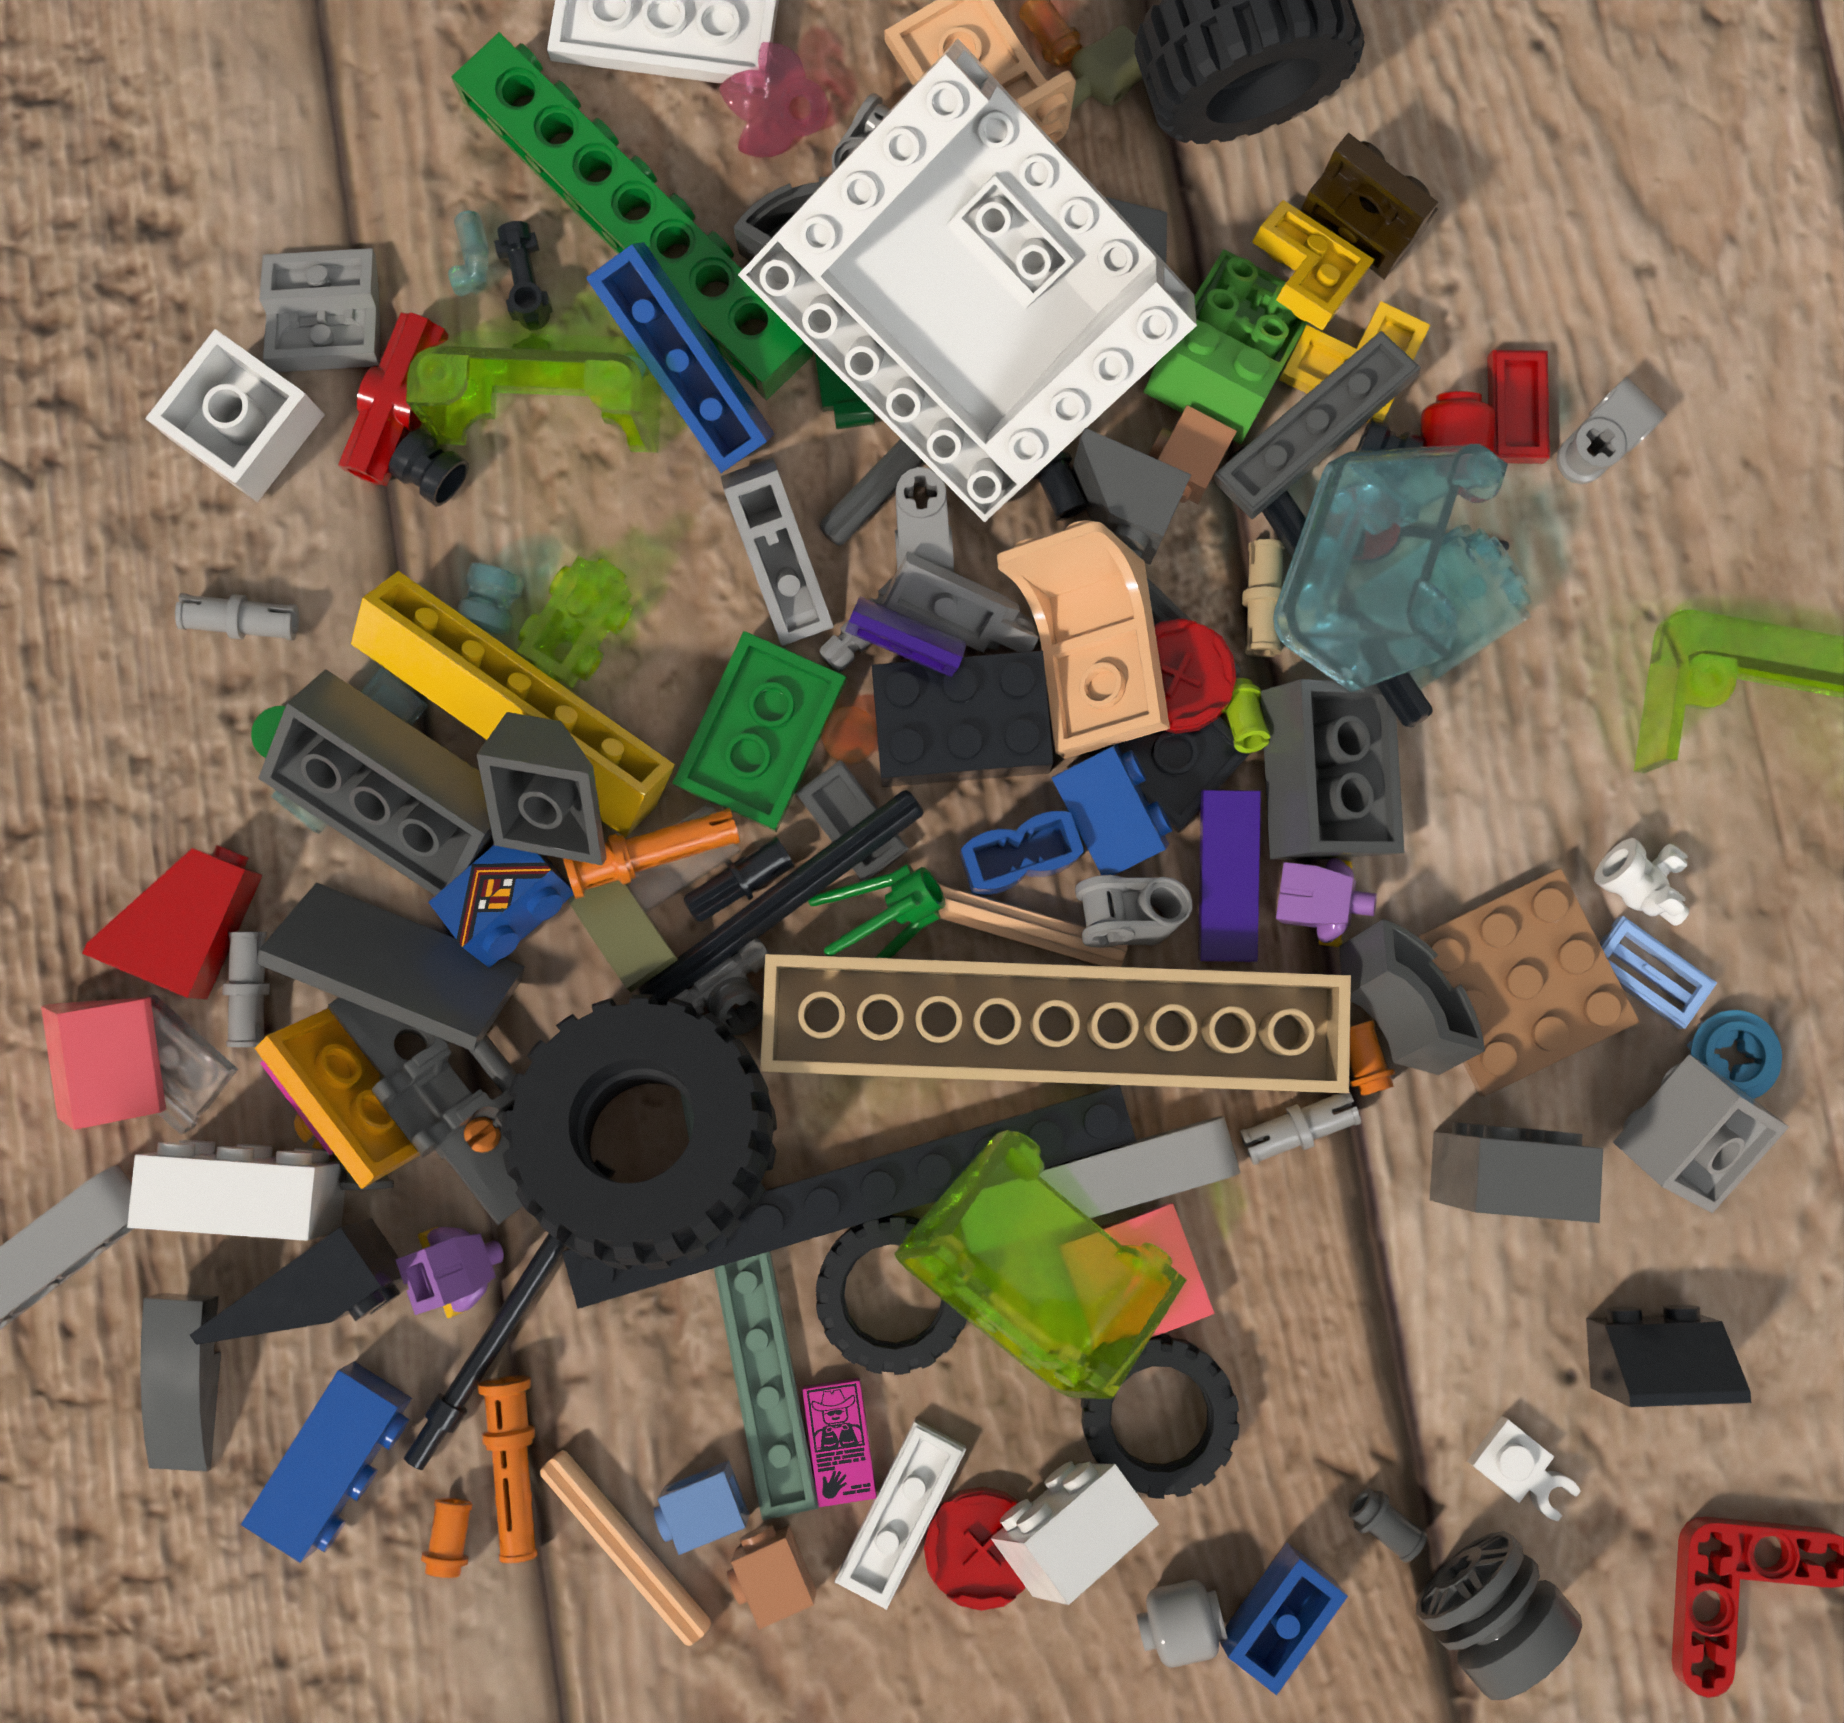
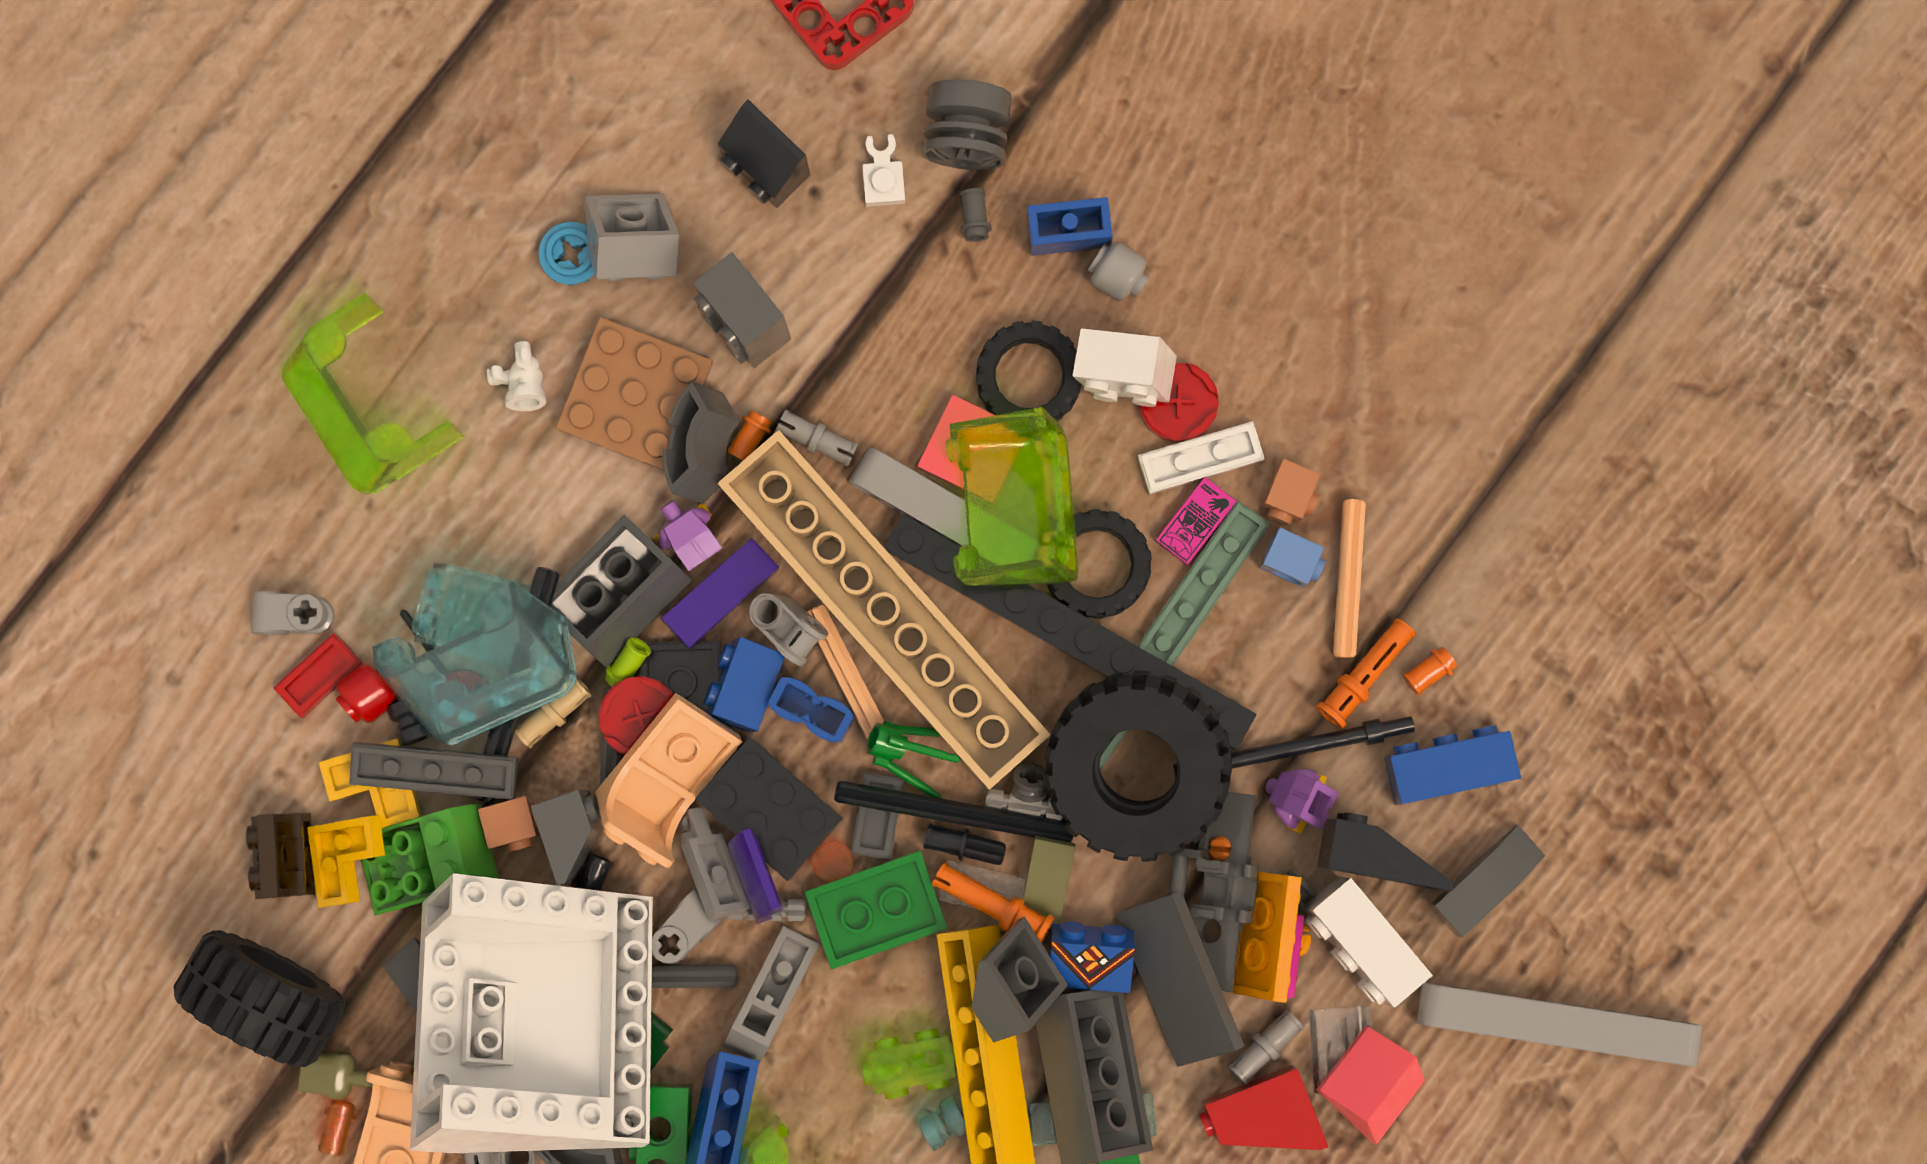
camera: 135 degrees left, 0 degrees up
(1691, 1002) = (562, 299): light blue tile -> none

